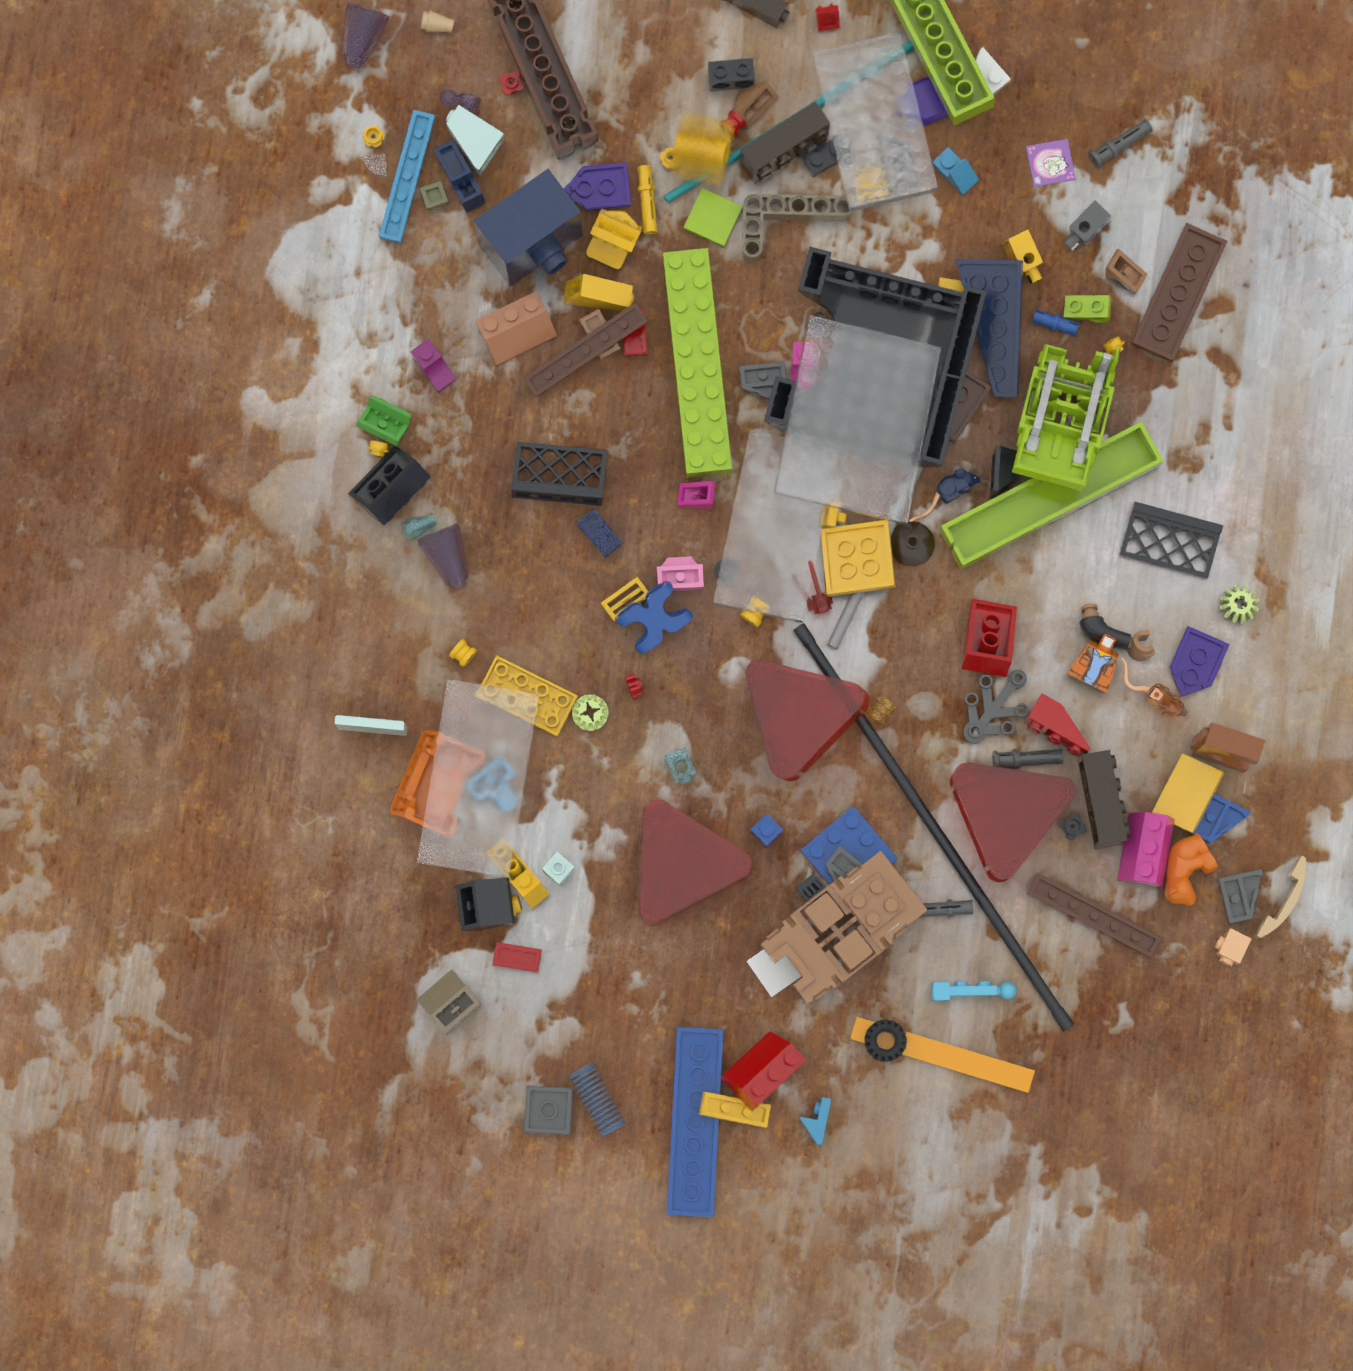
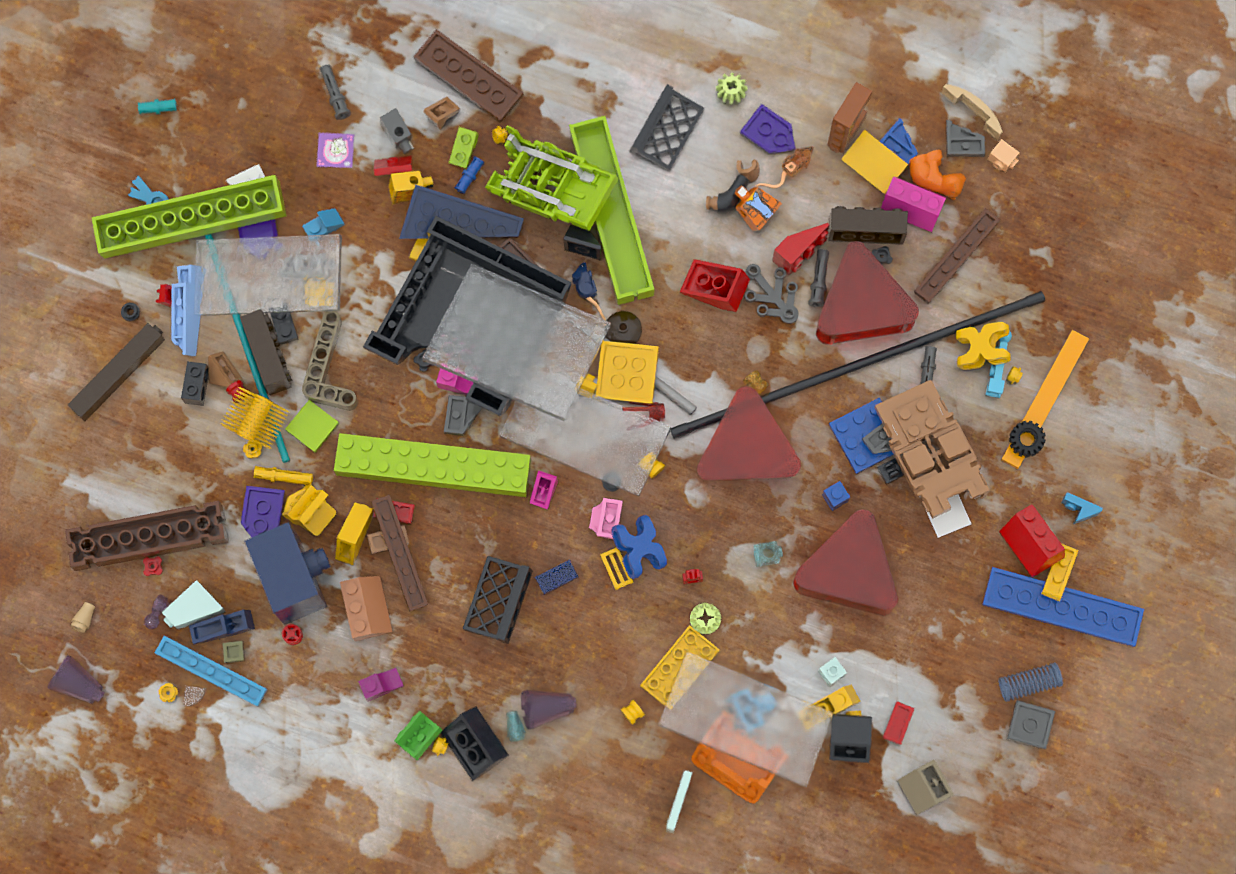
camera: 75 degrees left, 5 degrees down
(466, 251) = (289, 636): none -> red wheel
(800, 44) = (183, 321): none -> light blue wedge
(962, 1012) = (1014, 375): none -> yellow plate
(986, 965) = (983, 346): none -> yellow piece
(1044, 231) = (393, 165): none -> red plate

